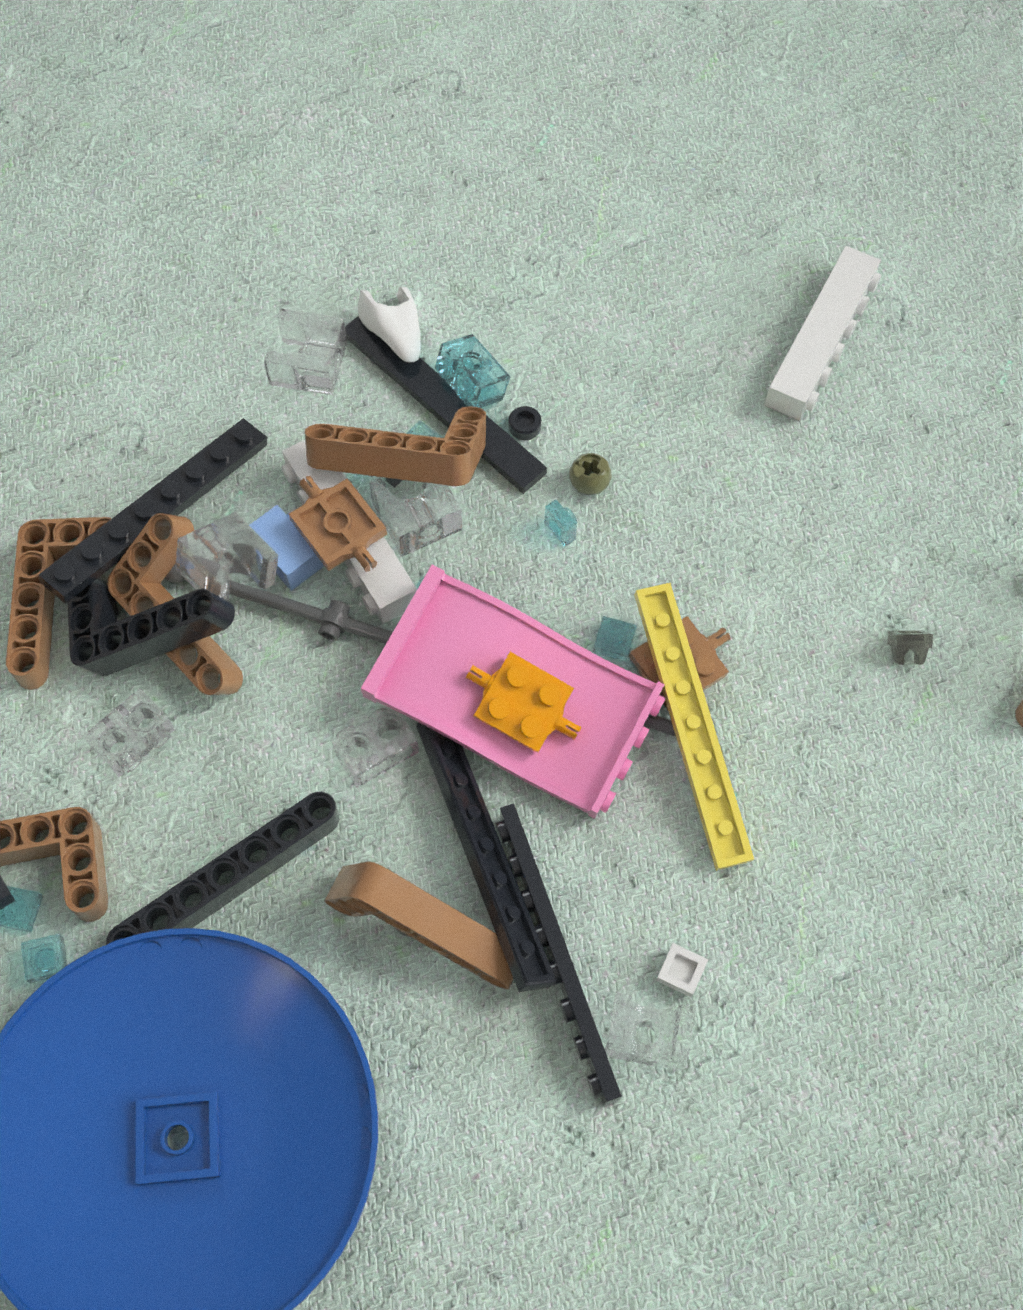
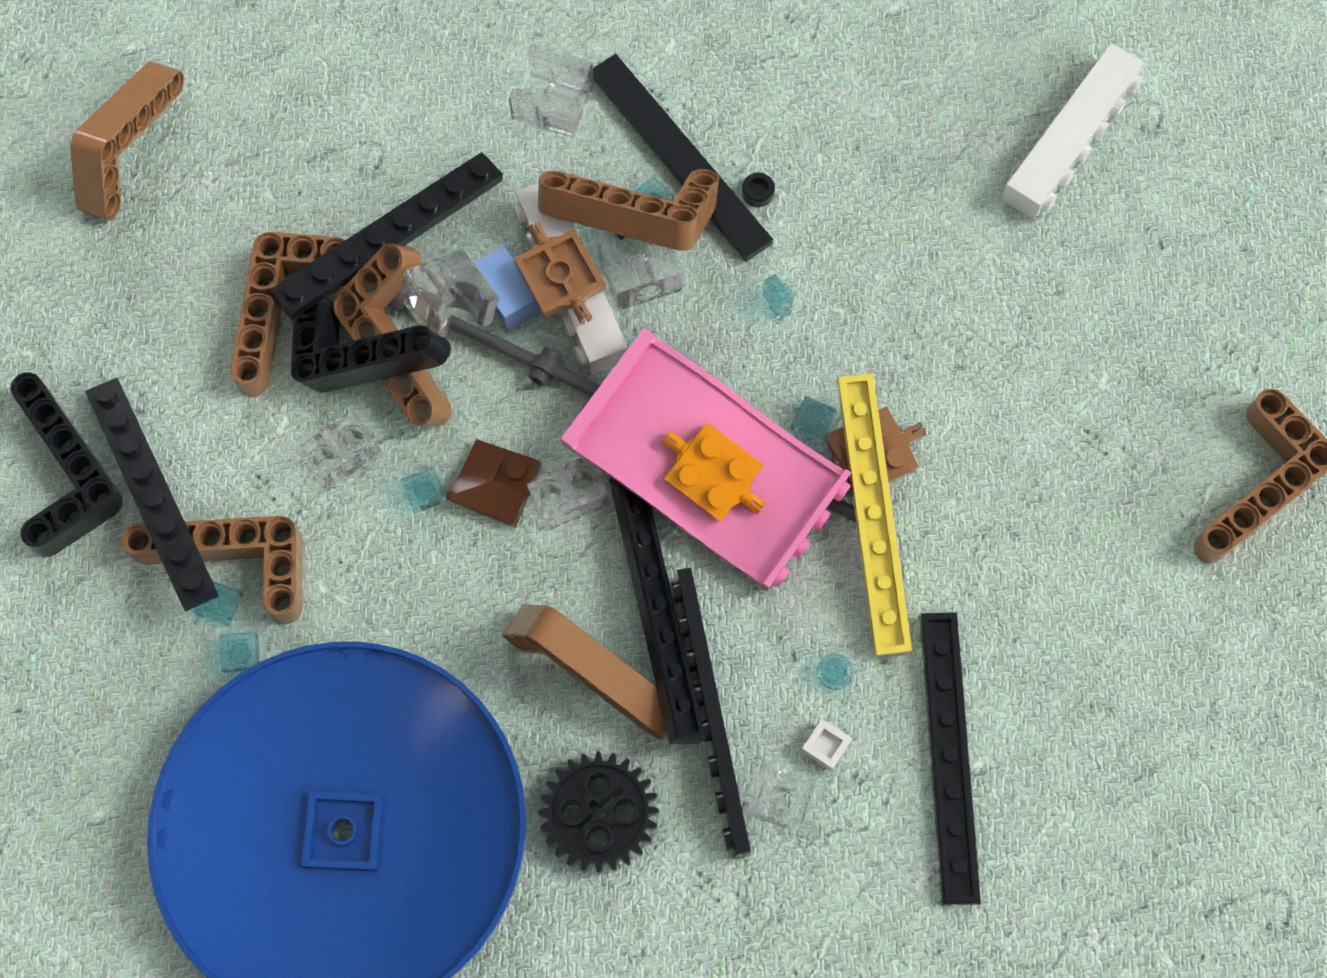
camera: 10 degrees right, 5 degrees up
(224, 761) = (424, 489): none -> clear light blue plate
(235, 860) = (425, 586): black beam -> none
(297, 744) = (494, 482): none -> reddish brown plate
(394, 324) = (642, 72): white animal -> none
(472, 371) = (712, 132): clear light blue brick -> none
(482, 1098) = (623, 834): none -> black gear
(596, 481) = (817, 260): olive piece -> none
(677, 891) = (835, 671): none -> clear light blue plate
(812, 971) = (949, 760): none -> black tile
(915, 640) = (1096, 458): clear smoke tile -> none

